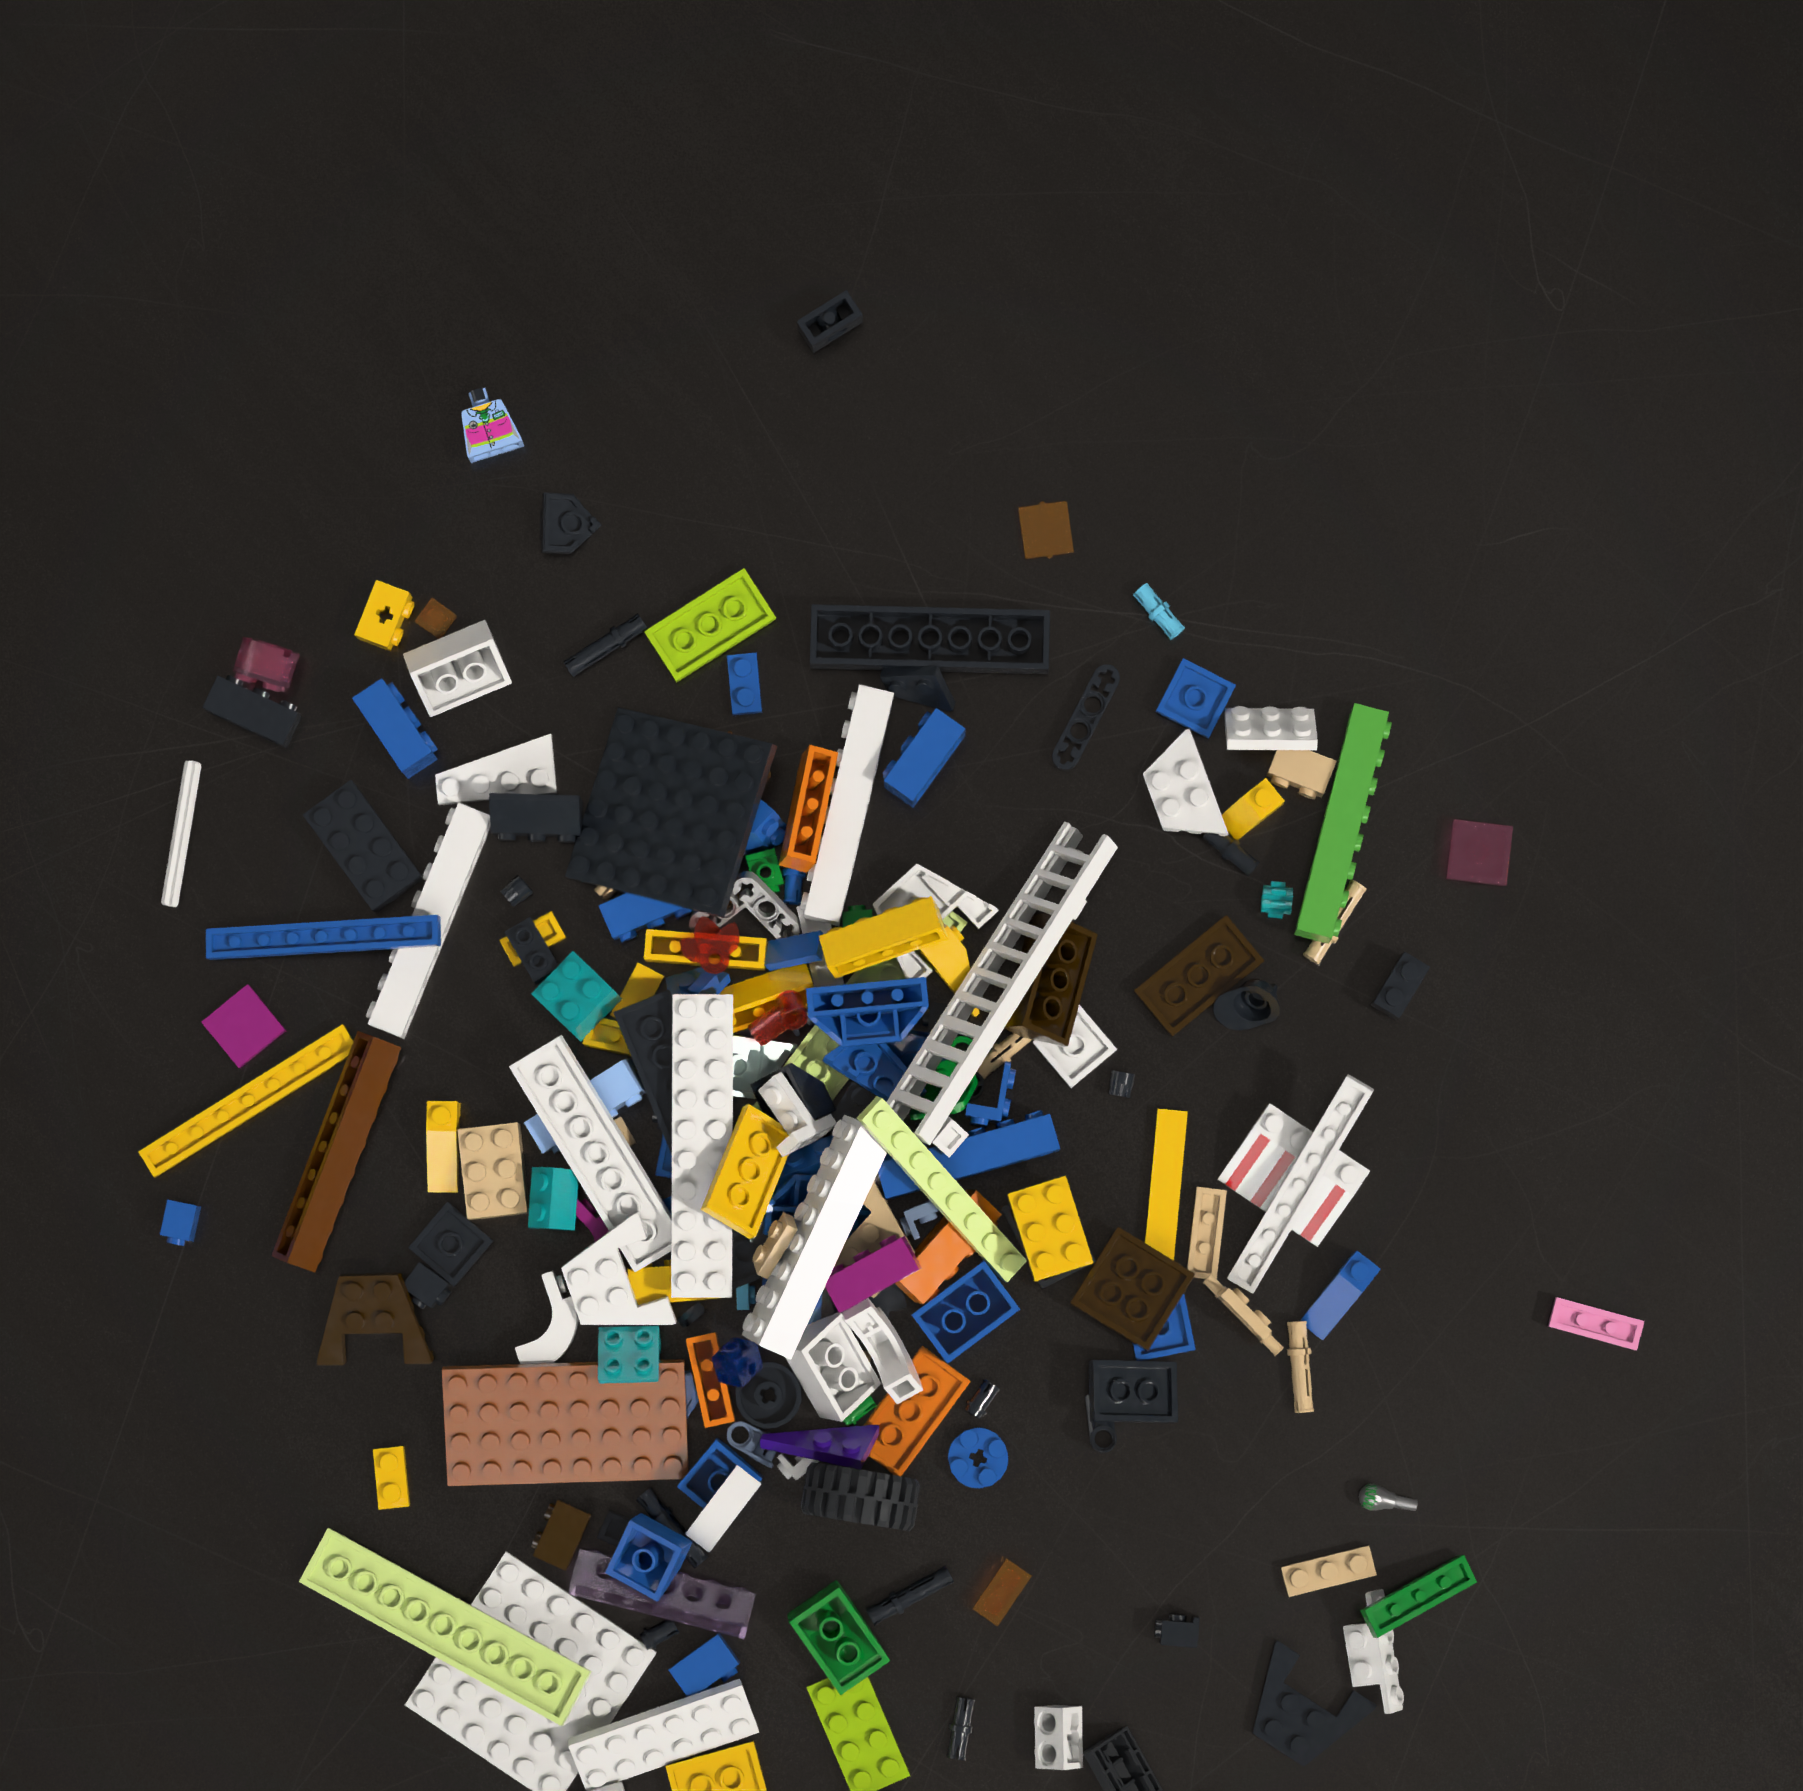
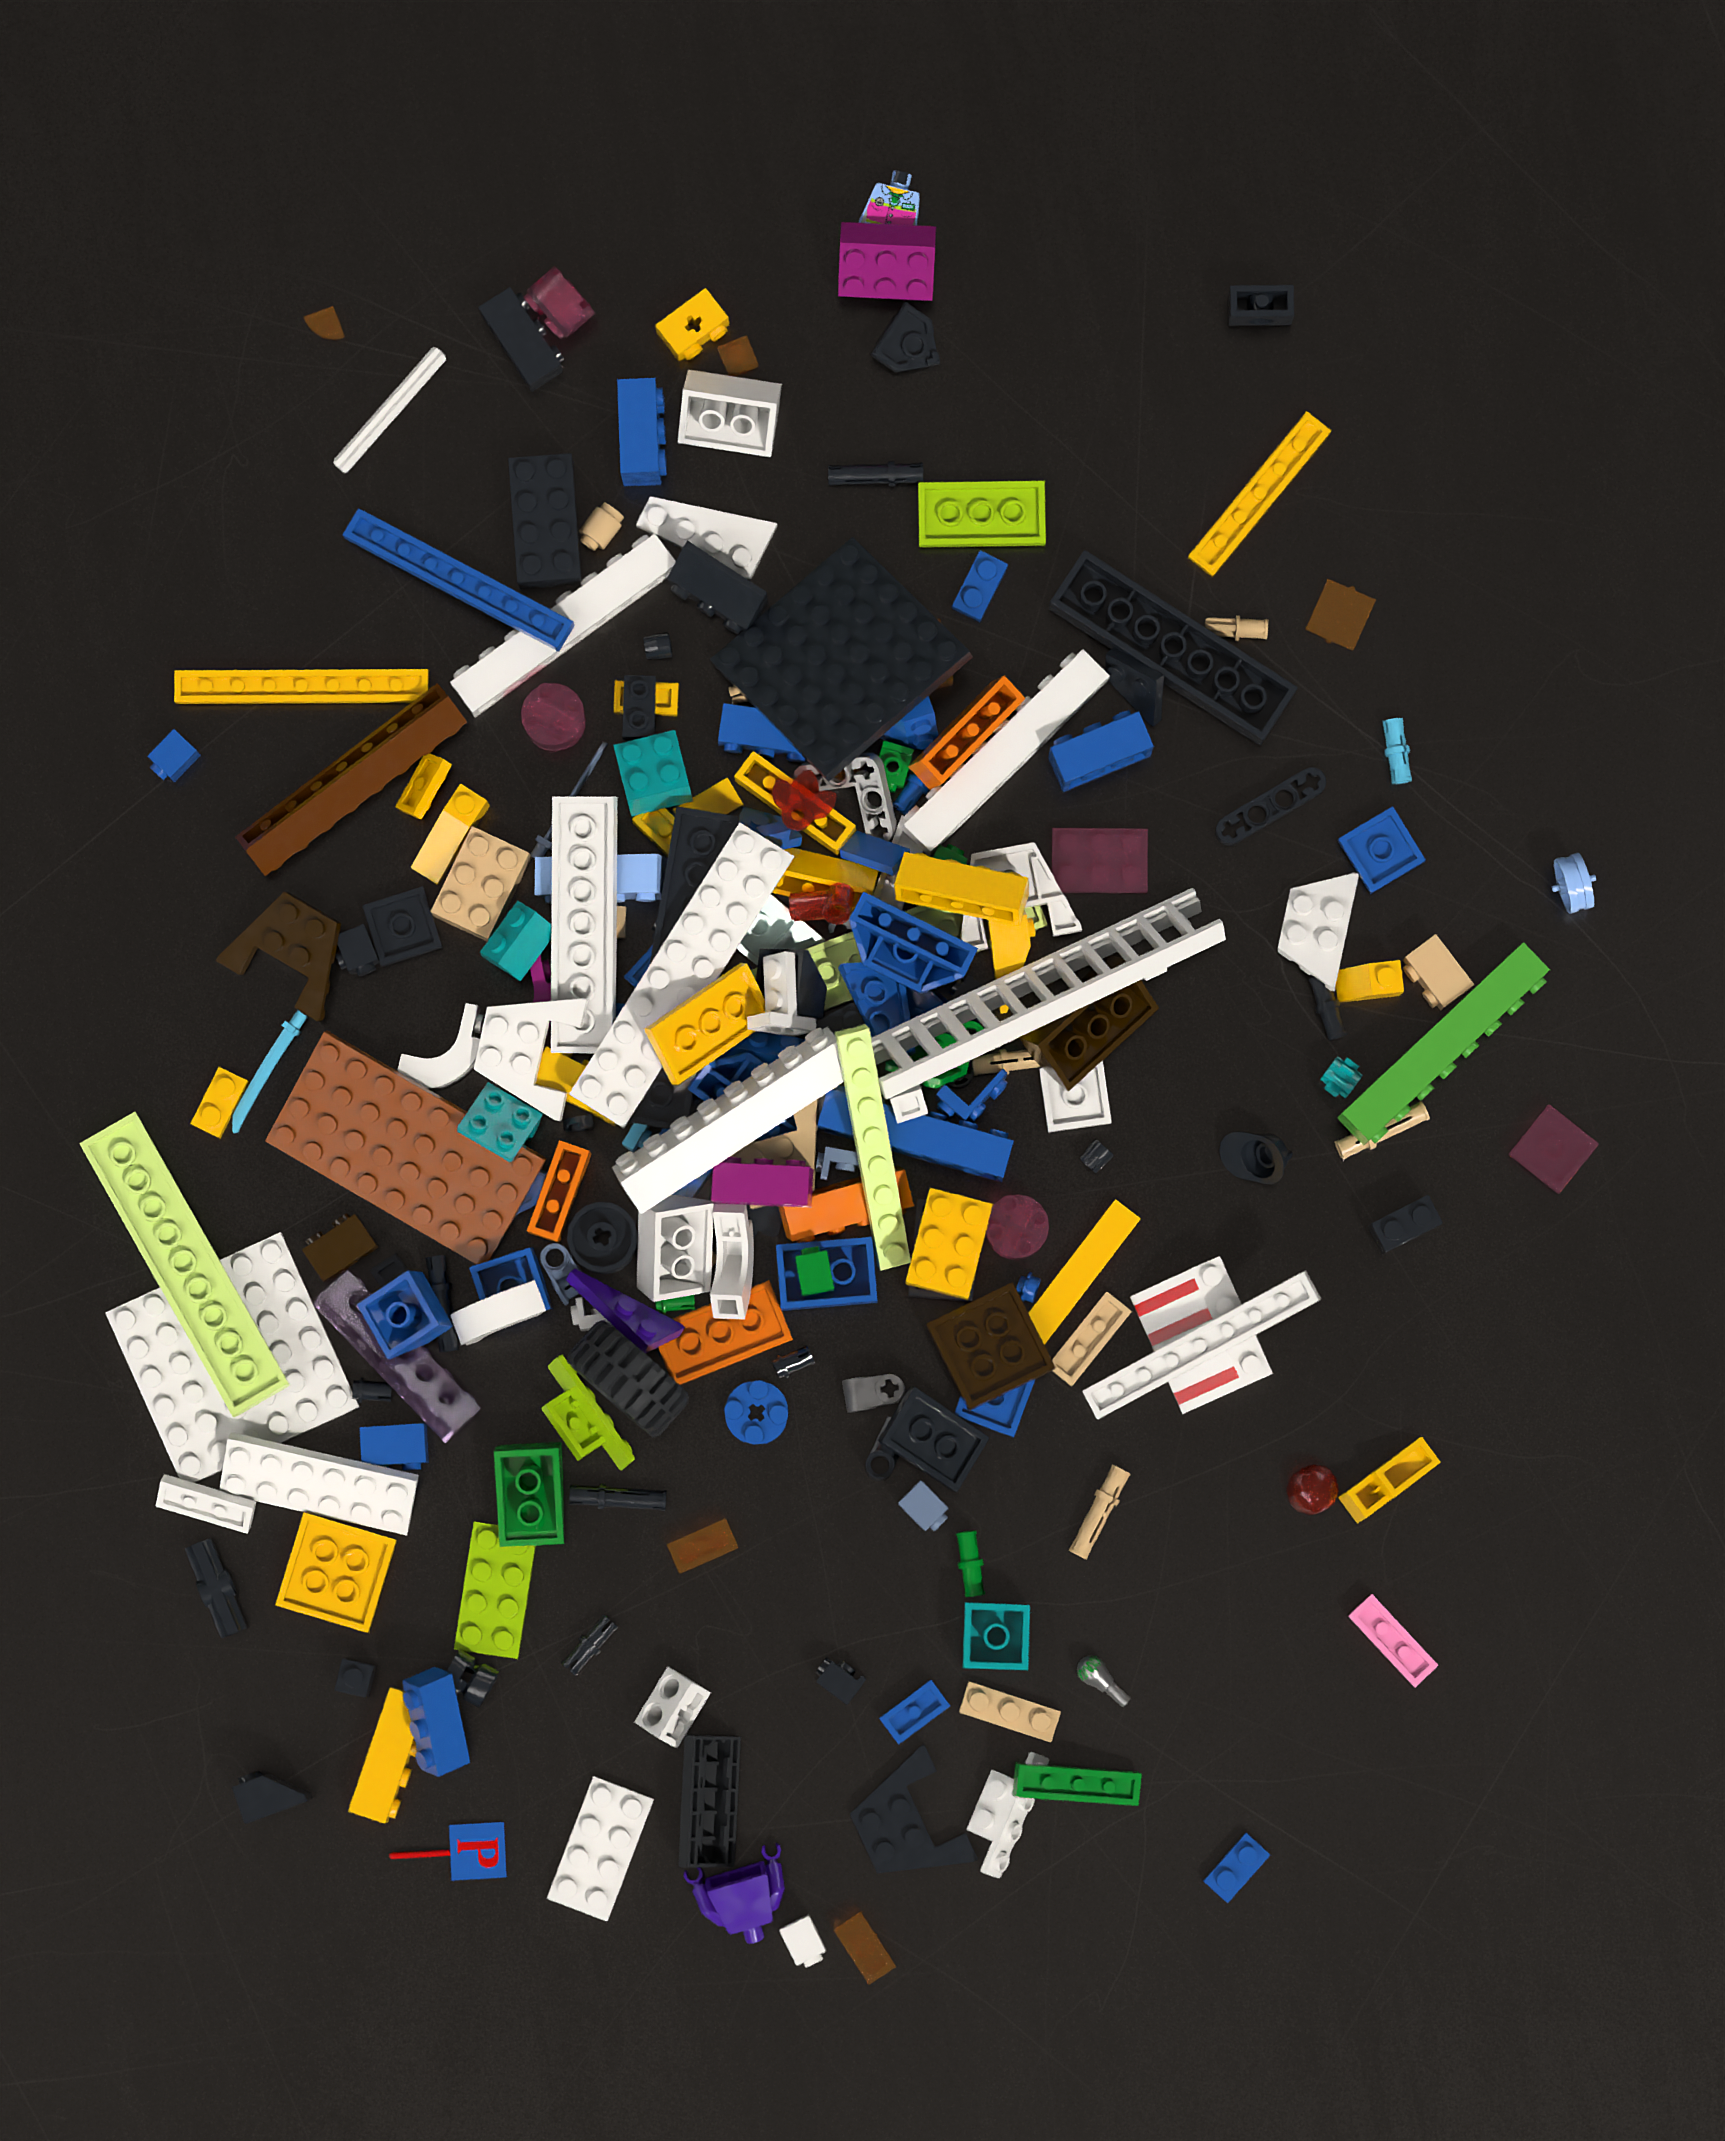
camera: 30 degrees right, 0 degrees up
(85, 796) = (325, 324): none -> clear orange tile
(243, 1026) = (338, 617): magenta tile -> none
(397, 1120) = (423, 785): none -> yellow plate
(410, 823) = (600, 527): none -> tan brick
(412, 1395) = (290, 1030): none -> medium azure sword
(468, 1000) = (553, 717): none -> clear pink brick
(509, 469) = (886, 261): none -> magenta brick
(522, 1106) = (544, 843): none -> sand blue sword
(737, 1362) = (592, 1189): clear blue brick -> none
(779, 1237) = (700, 1098): tan plate -> none
(841, 1551) = (581, 1420): none -> lime bracket
(921, 473) = (1259, 494): none -> yellow tile
(956, 1317) = (814, 1271): none -> green brick
(971, 590) = (1238, 627): none -> tan axle
(977, 844) = (1100, 860): none -> clear pink plate
(1056, 1387) = (866, 1392): none -> flat silver piece
(1094, 1179) = (1017, 1227): none -> clear pink brick
(1132, 1222) = (1028, 1287): none -> blue plate
(1160, 1451) = (924, 1507): none -> sand blue brick
(1199, 975) = (1227, 1102): dark brown plate -> none
(1223, 1472) = (970, 1563): none -> green pin
(1253, 1618) = (914, 1711): none -> blue plate
(1254, 1321) = (1077, 1416): tan plate -> none
(1270, 728) = (1432, 918): white plate -> none
(1281, 1518) = (996, 1636): none -> teal brick
(1340, 1294) = (1175, 1469): slope -> none
(1365, 631) = (1574, 883): none -> light blue wheel
(1457, 1242) = (1312, 1489): none -> clear red hair
(1513, 1197) = (1389, 1480): none -> yellow slope
(1584, 1582) = (1236, 1867): none -> blue plate

